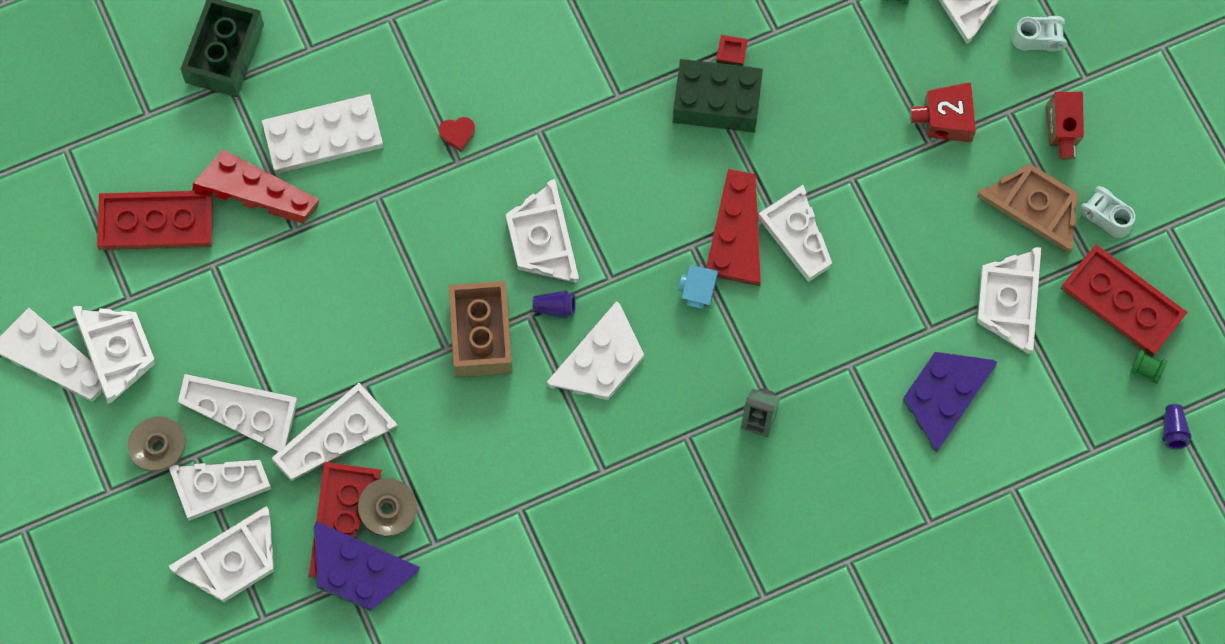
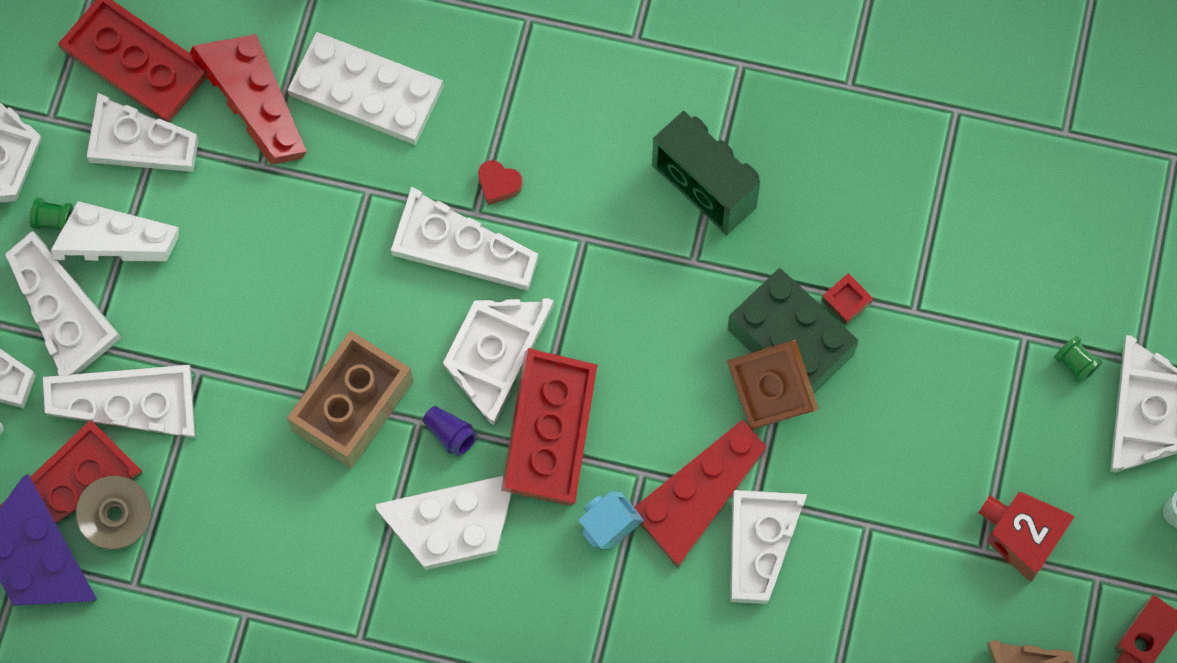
camera: 40 degrees right, 0 degrees up
(187, 356) = (49, 214): none -> green bush
(202, 270) = (136, 140): none -> white wing
(234, 340) = (106, 232): none -> white wing
(460, 189) = (447, 240): none -> white wing
(586, 33) = (706, 171): none -> dark green brick
(616, 257) = (549, 427): none -> red plate
(732, 132) = (772, 384): none -> dark orange tile

